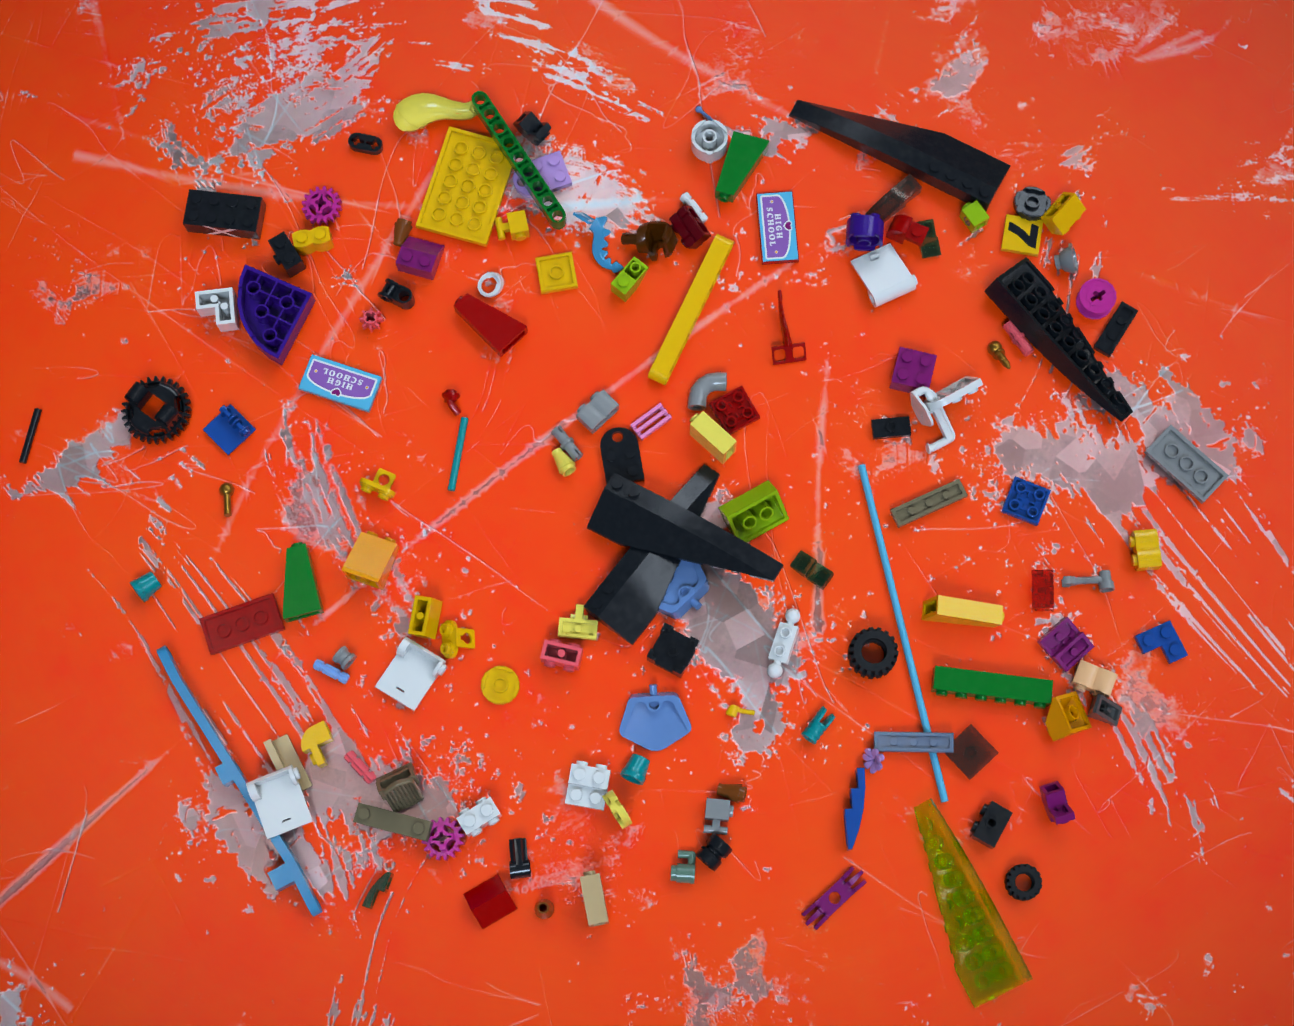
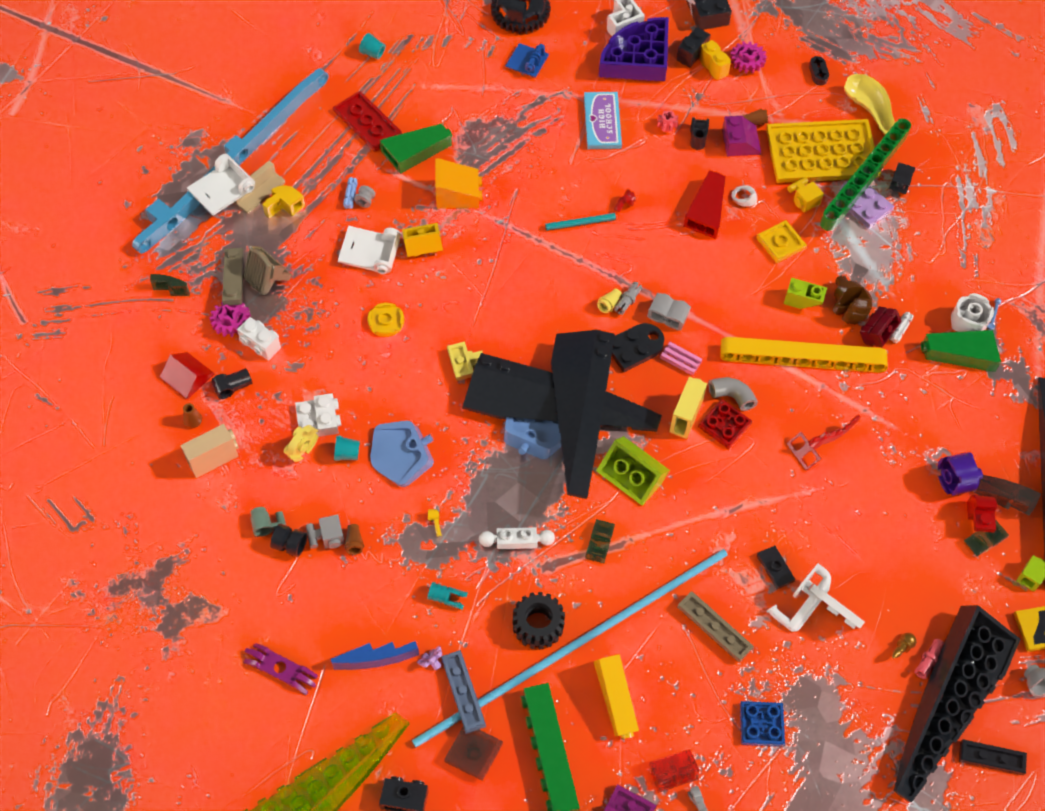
camera: 65 degrees right, 15 degrees down
(227, 490) = (475, 75): pearl gold bar -> none
(360, 767) = (275, 238): coral axle -> none
(384, 491) = (520, 177): yellow bracket -> none
(452, 639) = (418, 265): yellow bracket -> none
(563, 655) = (429, 349): coral brick -> none
(599, 242) = (833, 258): dark azure piece -> none
(673, 651) = (470, 445): black panel -> none
(777, 227) = (921, 402): tile -> none
(884, 275) = (926, 510): white door -> none
(912, 370) = (845, 565): magenta brick -> none
(1093, 289) = (1025, 723): dark pink piece -> none

